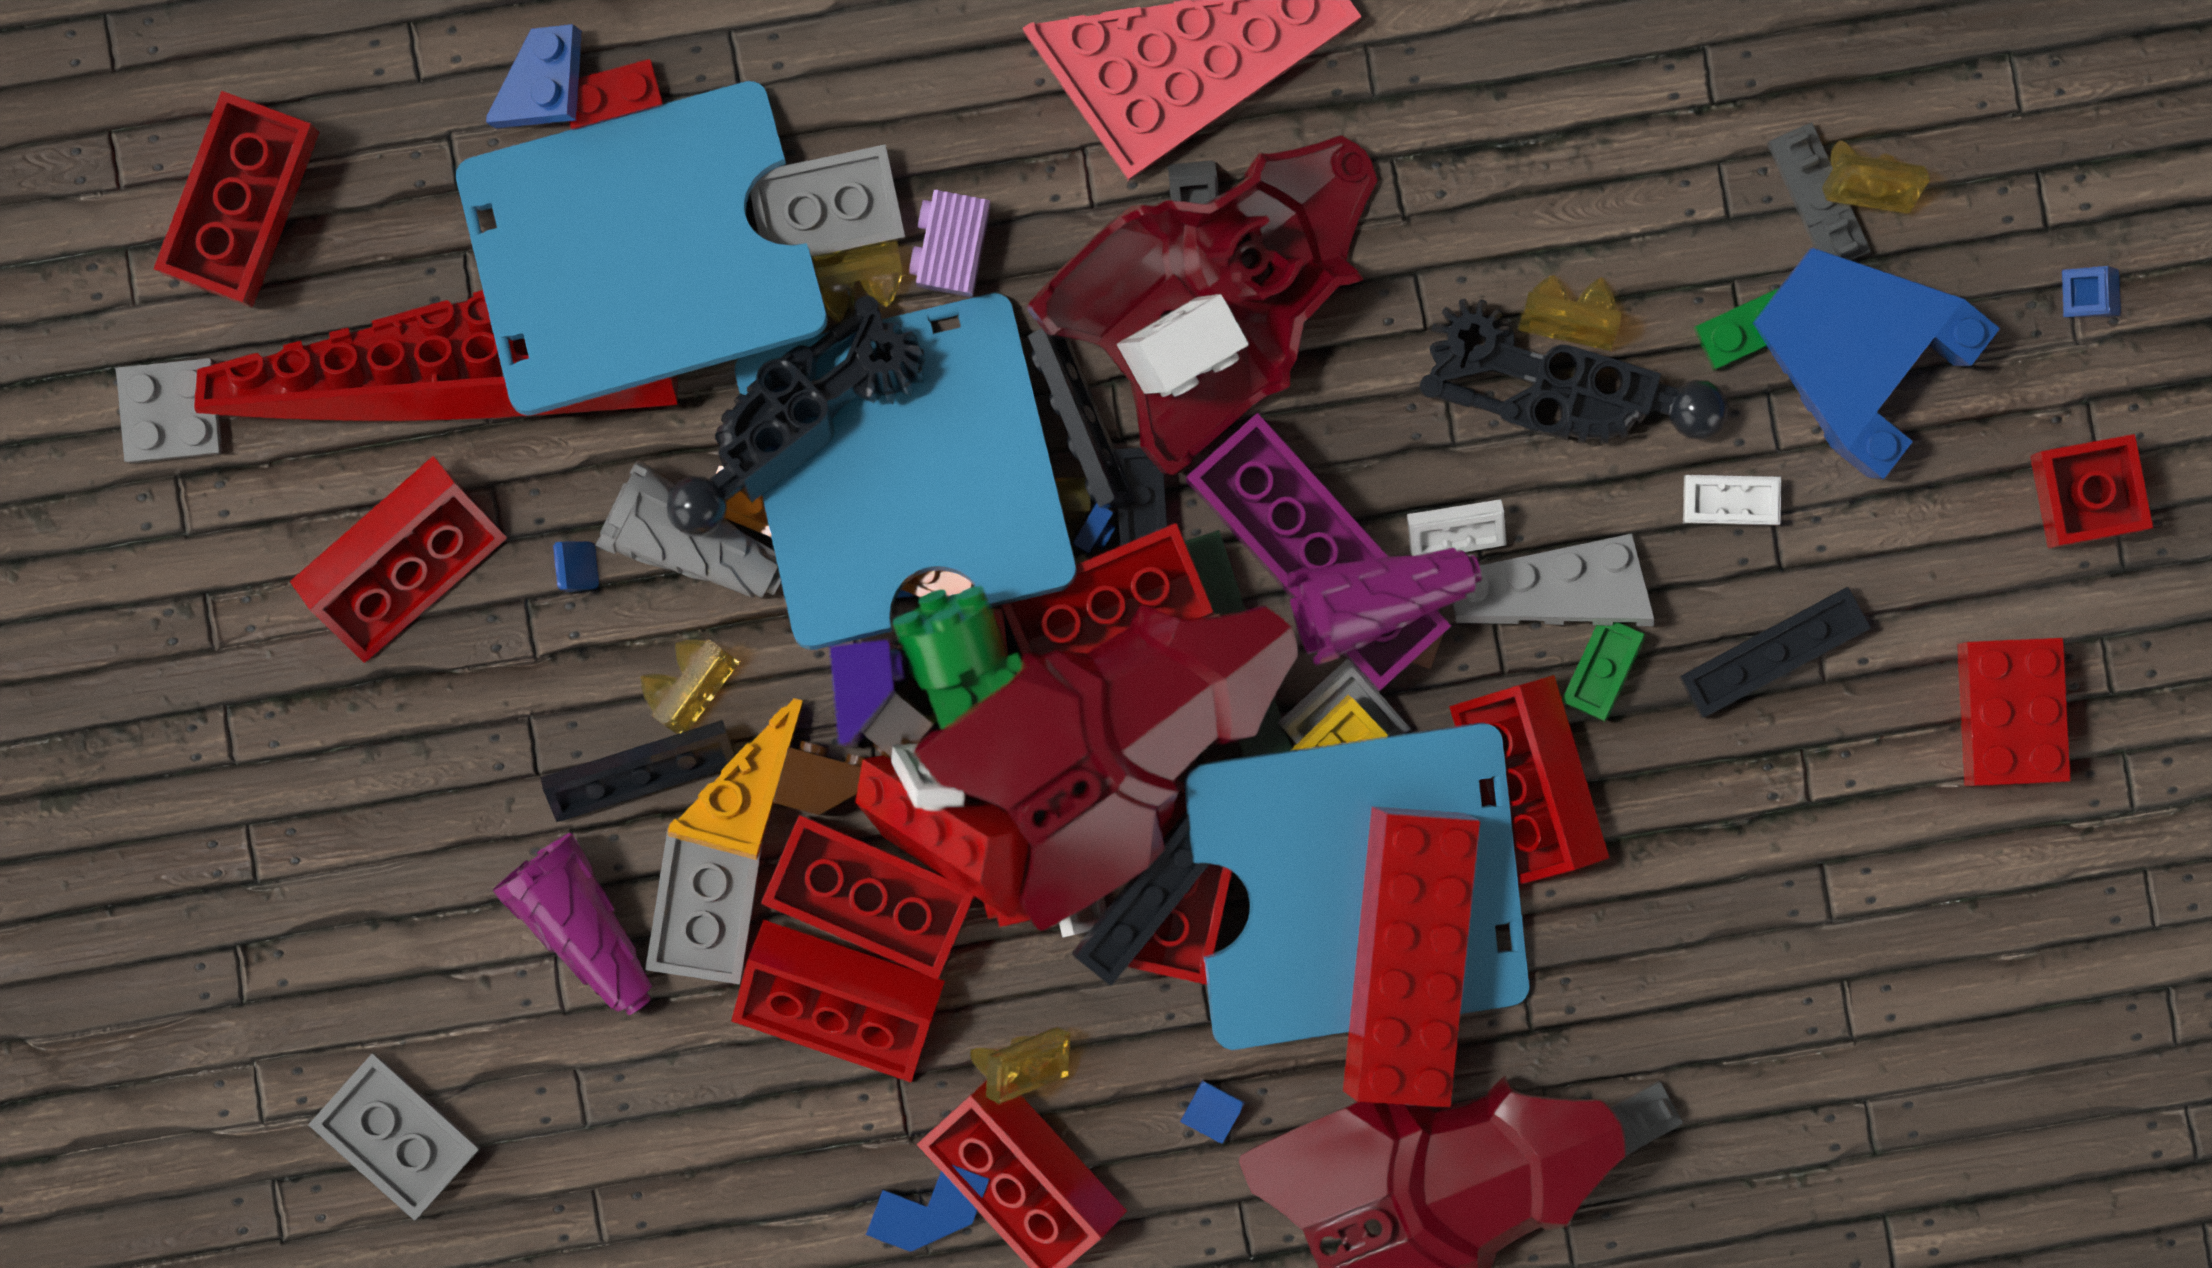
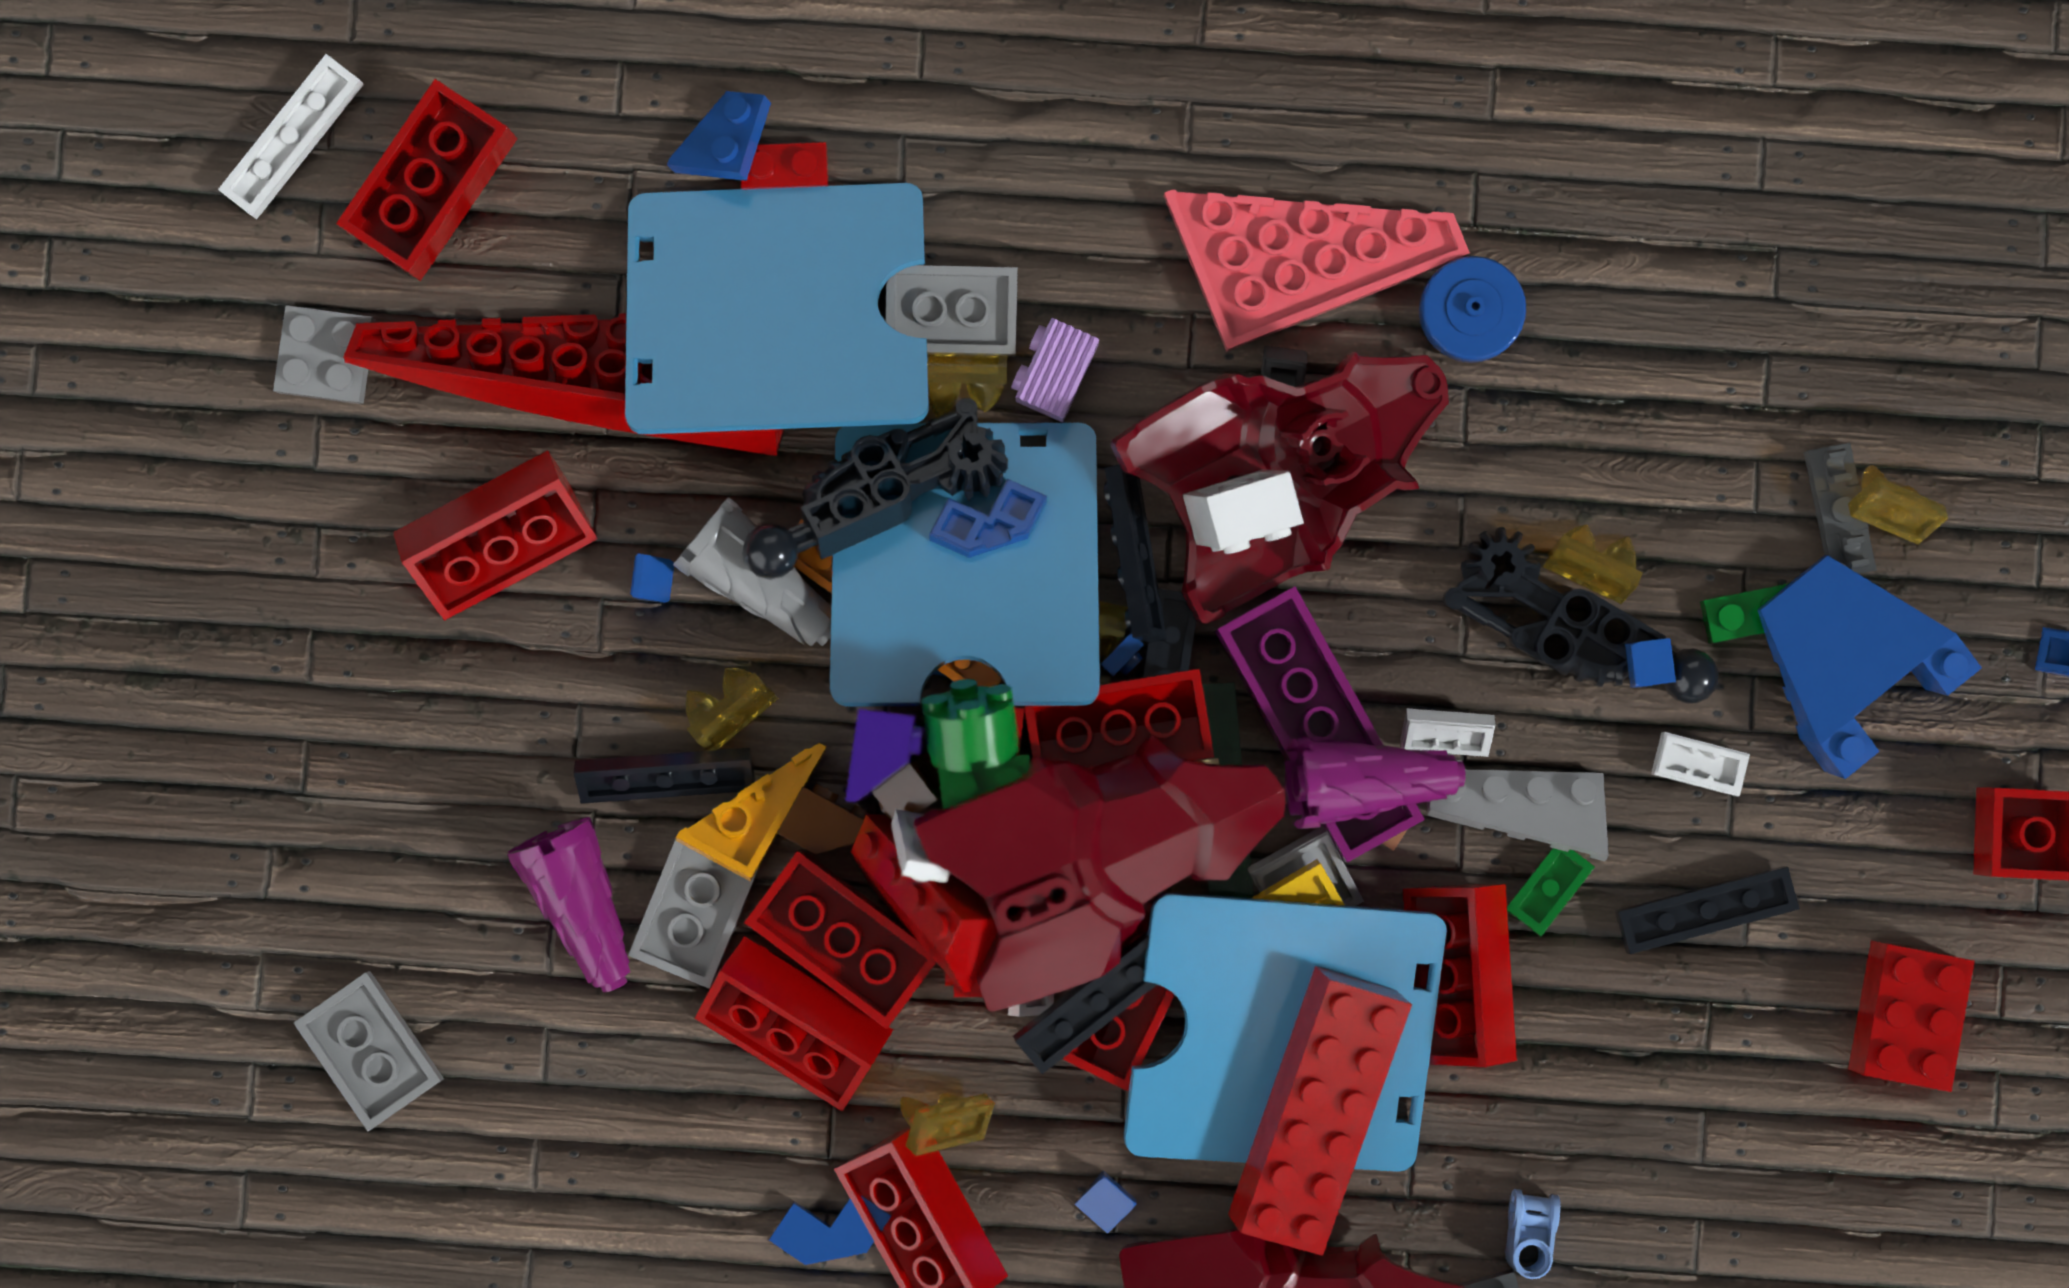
camera: 15 degrees right, 0 degrees up
(78, 186) = (291, 136): none -> white plate
(906, 436) = (976, 533): none -> blue tile
(1378, 75) = (1472, 309): none -> blue wheel
(1650, 405) = (1650, 662): none -> blue slope
(1667, 1032) = (1532, 1229): none -> light blue piece

